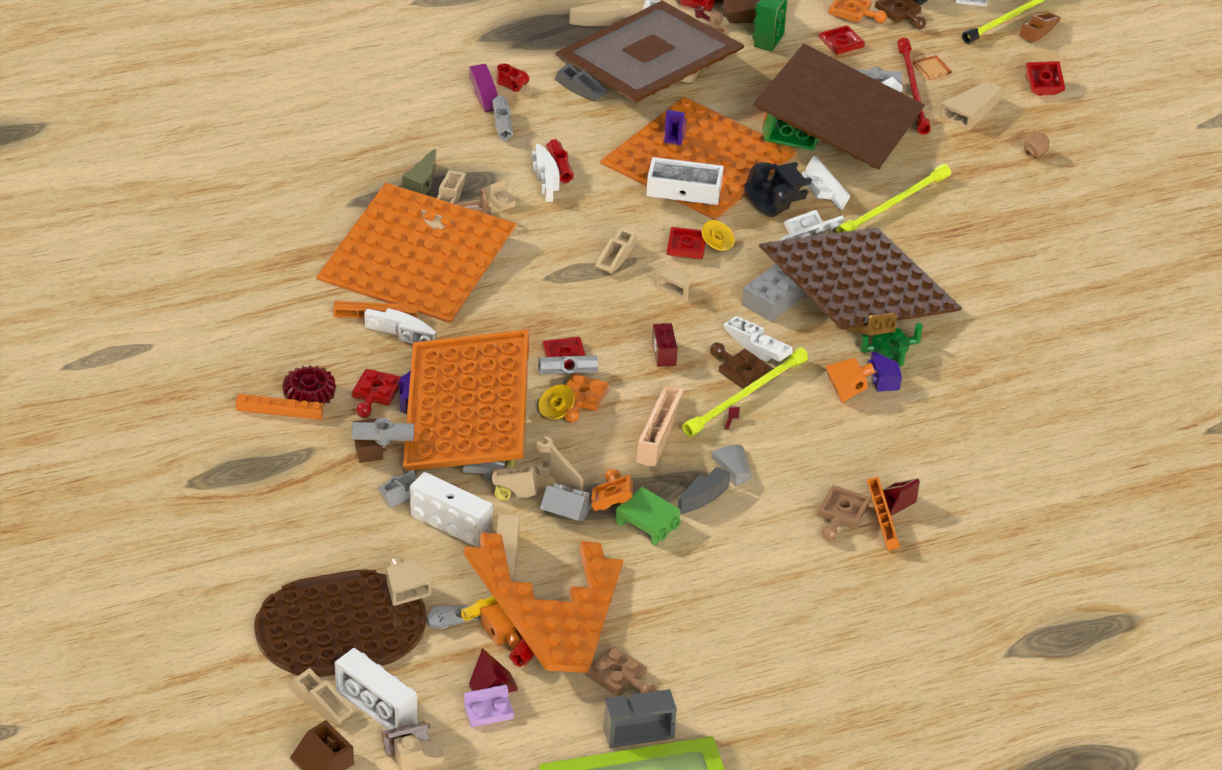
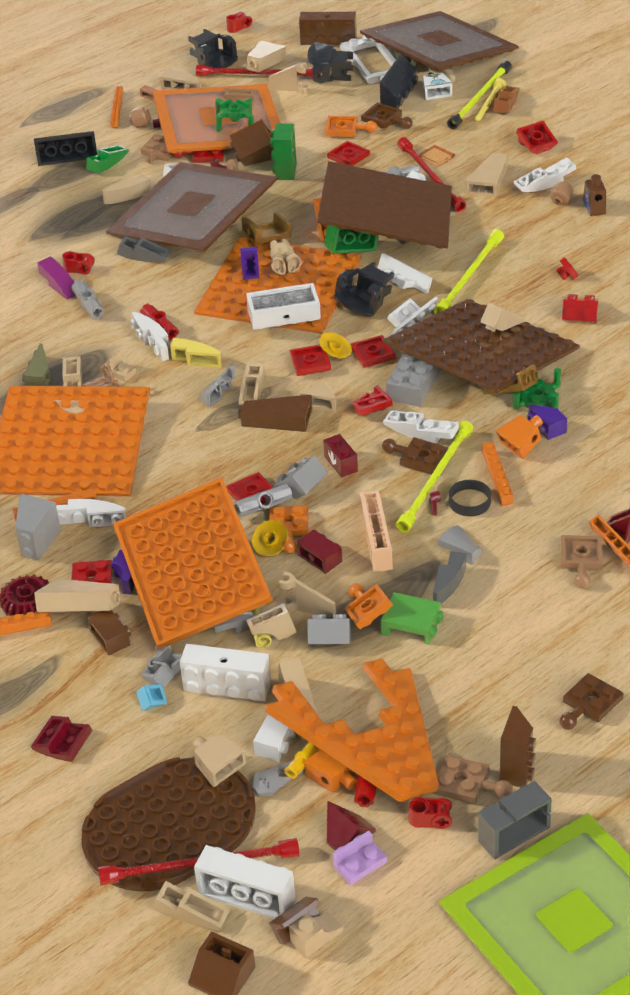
camera: 15 degrees left, 0 degrees up
(268, 648) = (111, 874): none -> red hose
(282, 521) = (61, 738): none -> dark red slope
(346, 323) = (36, 525): none -> light grey slope
(350, 399) = (76, 595): none -> tan slope
(378, 510) = (151, 696): none -> medium azure slope
(383, 431) = (124, 617): light grey piece -> none
(463, 582) = (272, 739): none -> white brick
(570, 689) = (428, 811): none -> red piece
(578, 203) = (195, 353): none -> light yellow slope
(586, 241) = (214, 391): none -> light grey slope
(597, 428) = (319, 551): none -> dark red brick
(617, 353) = (302, 476): none -> light grey slope
(627, 286) = (277, 413): none -> reddish brown slope
(670, 658) = (517, 750): none -> reddish brown slope
(713, 99) = (267, 232): none -> pearl gold panel
(716, 126) = (284, 252): none -> tan piece
(723, 303) = (372, 402): none -> red wing
(750, 254) = (372, 351): none -> red tile
(771, 410) = (470, 510): none -> black tyre
(772, 649) = (594, 708): none -> reddish brown plate
(807, 407) = (497, 473): none -> orange piece
(892, 257) = (500, 318): none -> tan slope
(983, 270) = (580, 308): none -> red bracket
(994, 227) = (566, 269): none -> red tile
(1024, 125) = (544, 179): none -> white slope
(1040, 7) = (497, 85): none -> light yellow piece
(1068, 152) = (595, 190): none -> reddish brown torso

